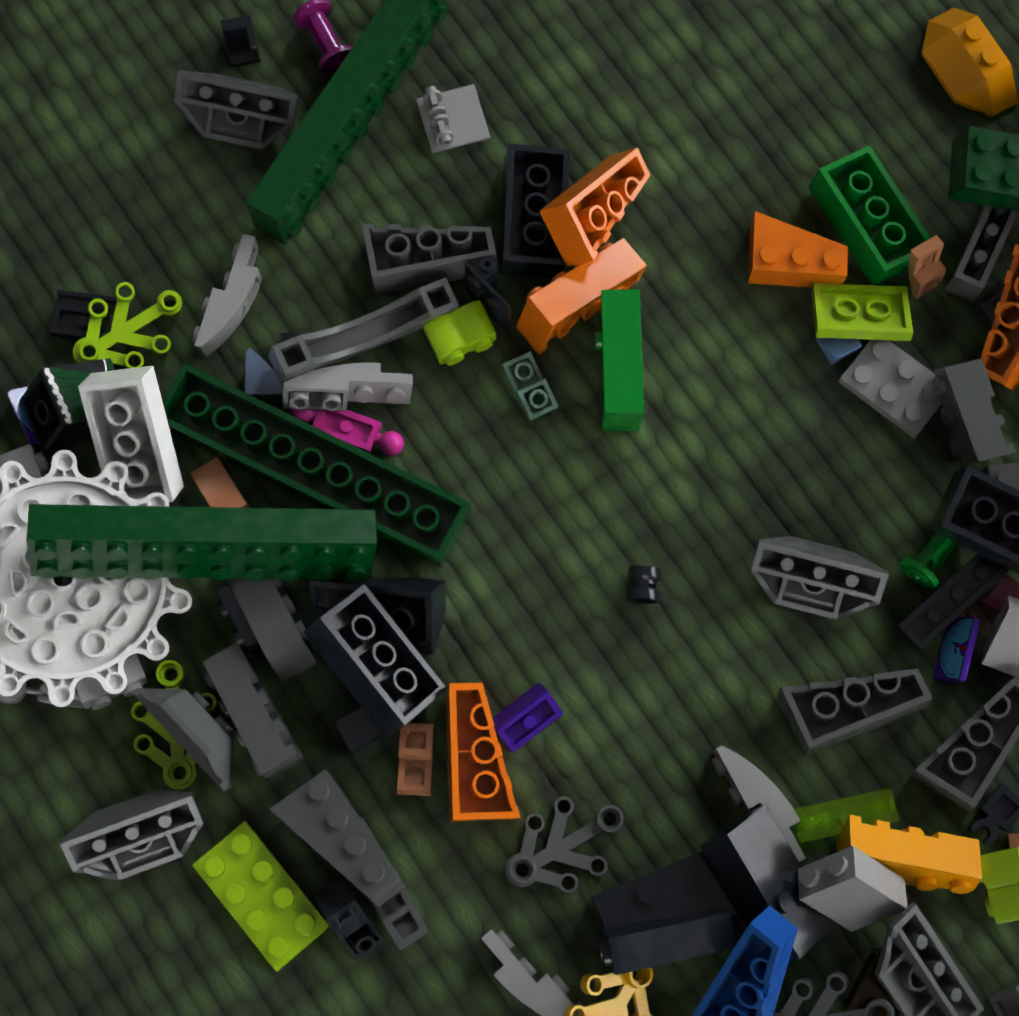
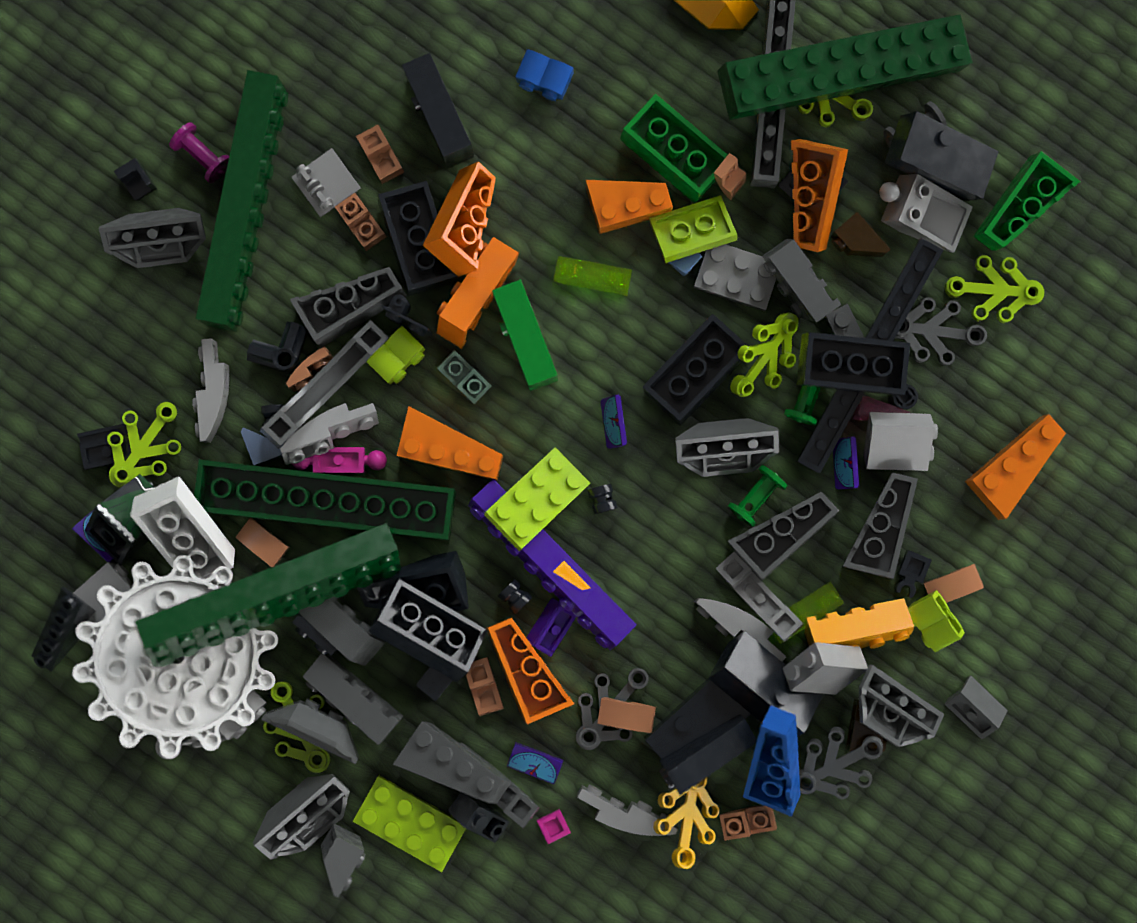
camera: 20 degrees left, 10 degrees up
(158, 899) = (341, 854): none -> dark grey slope
(316, 283) = (290, 344): none -> black piece
(352, 309) = (304, 373): none -> nougat slope
(437, 967) = (553, 826): none -> dark pink tile
(443, 878) = (535, 763): none -> slope
(475, 173) = (360, 221): none -> nougat slope
(476, 456) = (441, 446): none -> orange wedge
(495, 663) = (514, 596): none -> black wheel
(526, 109) = (380, 154): none -> nougat slope
(554, 641) = (561, 576): none -> dark purple brick
(564, 554) = (536, 499): none -> lime plate
(580, 858) = (626, 715): none -> nougat slope
(611, 80) = (438, 110): none -> black brick
(689, 500) = (613, 422): none -> slope
(723, 325) = (592, 275): none -> clear neon green plate
(746, 87) = (544, 75): none -> blue brick
(795, 773) = (759, 597): none -> light grey slope
(810, 472) = (695, 370): none -> black brick
(835, 648) = (758, 495): none -> green hose
(935, 460) = (783, 328): none -> lime plant

